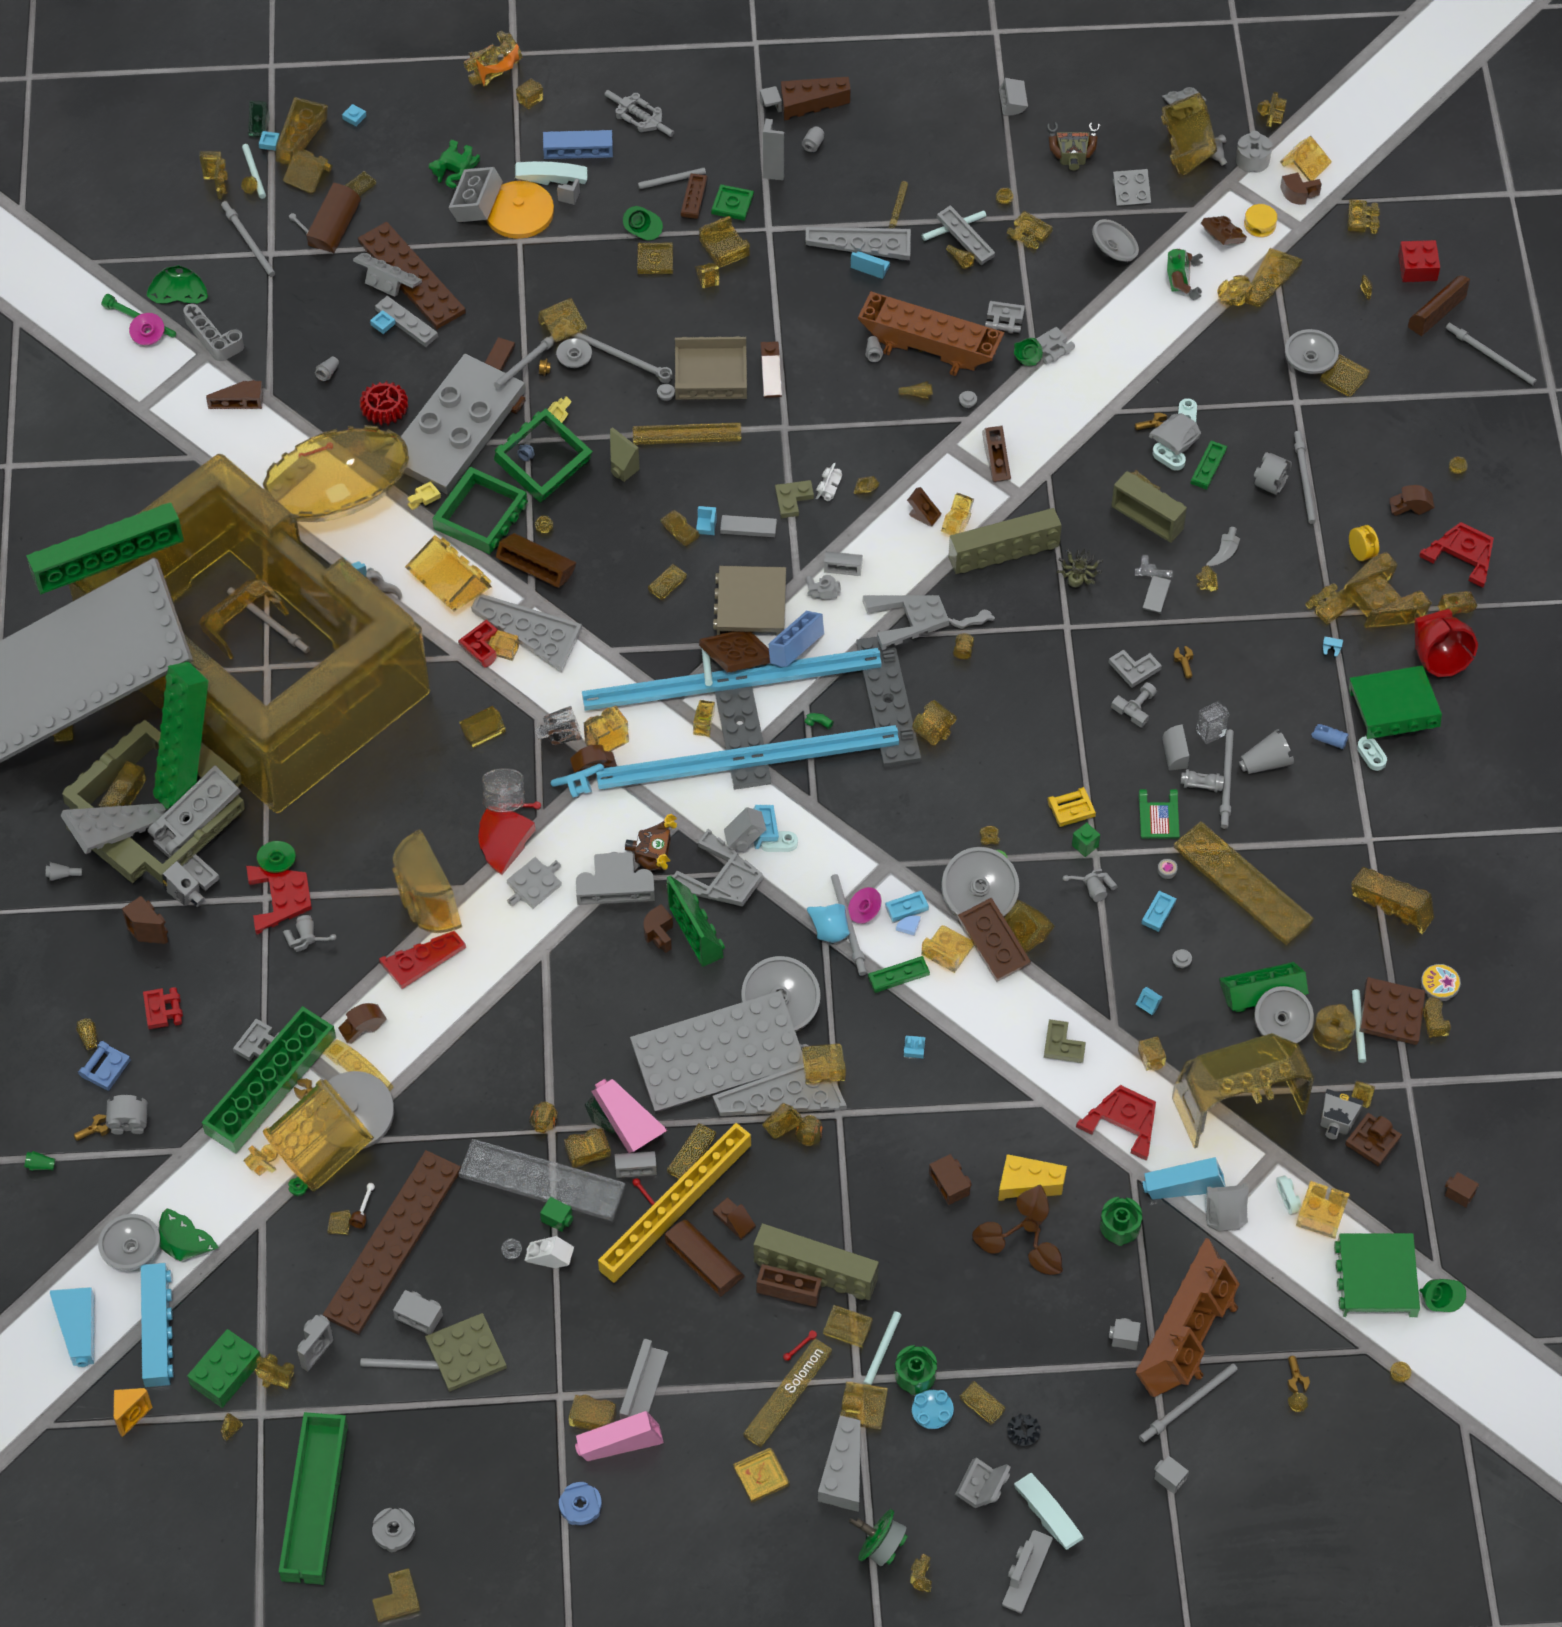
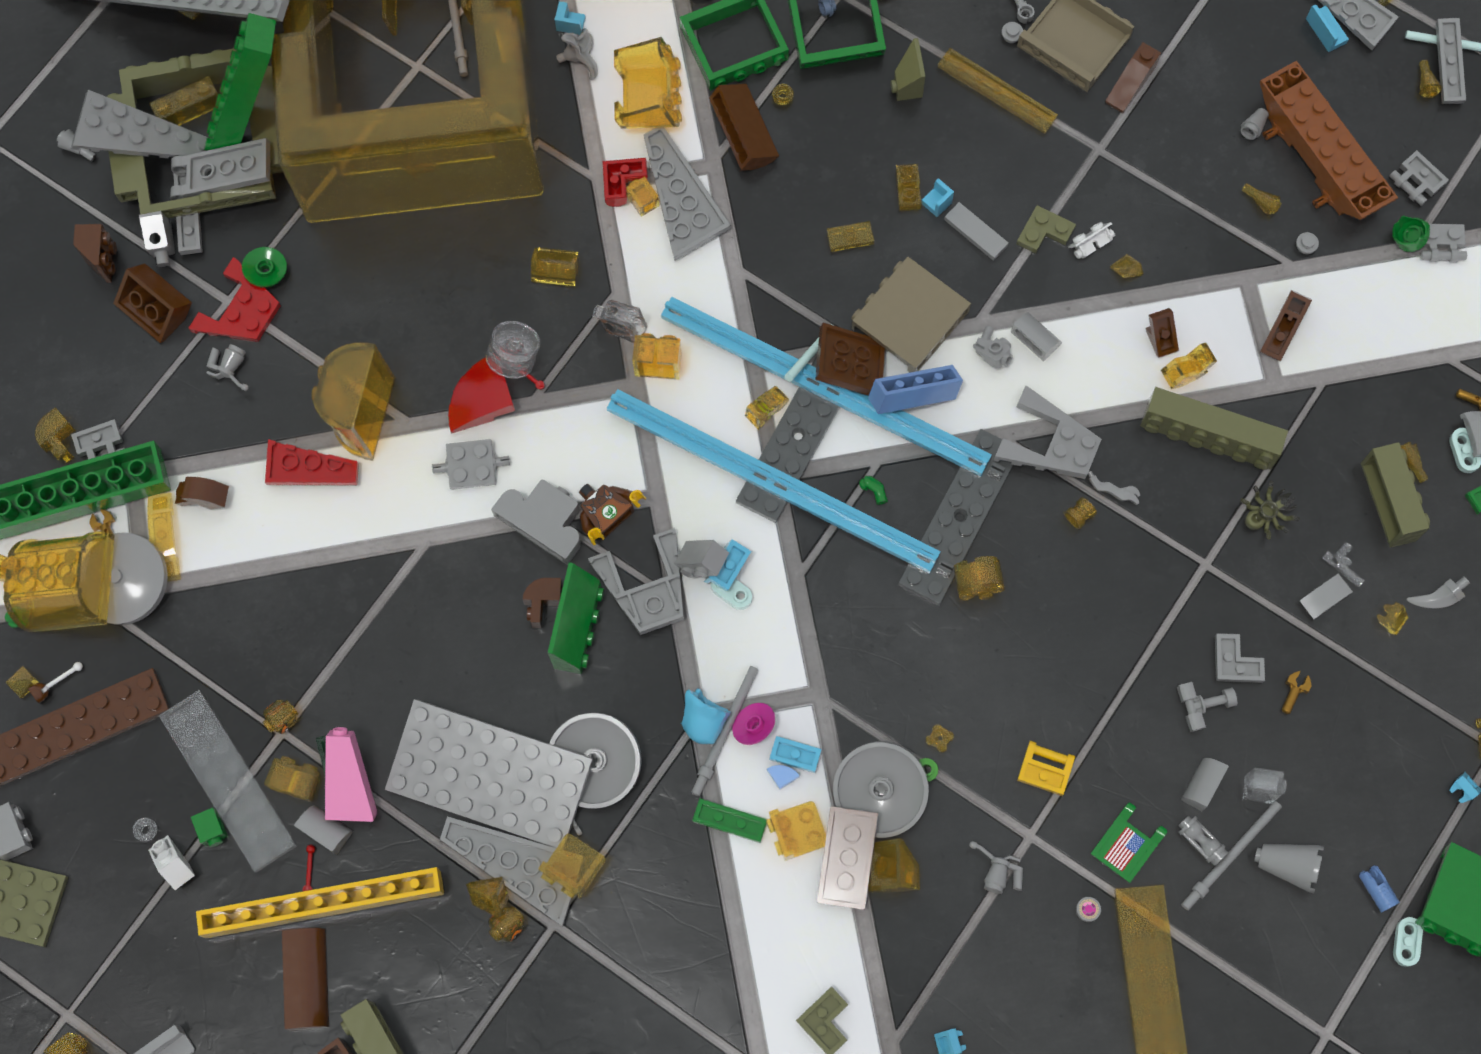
camera: 40 degrees right, 15 degrees up
(156, 1010) = (42, 344): red plate -> none
(213, 931) = (151, 302): none -> reddish brown slope
(218, 1059) = (51, 432): none -> clear yellow brick
(582, 776) = (596, 398): medium azure piece -> none
(592, 756) = (624, 376): reddish brown brick -> none
(691, 1150) = (384, 858): clear yellow tile -> none
(734, 1218) = (366, 959): reddish brown slope -> none
(914, 1047) = (681, 911): medium azure tile -> none
(1086, 839) = (1029, 817): green brick -> none
(1158, 911) = (1039, 951): medium azure plate -> none
(1182, 958) = (1021, 1021): light grey plate -> none

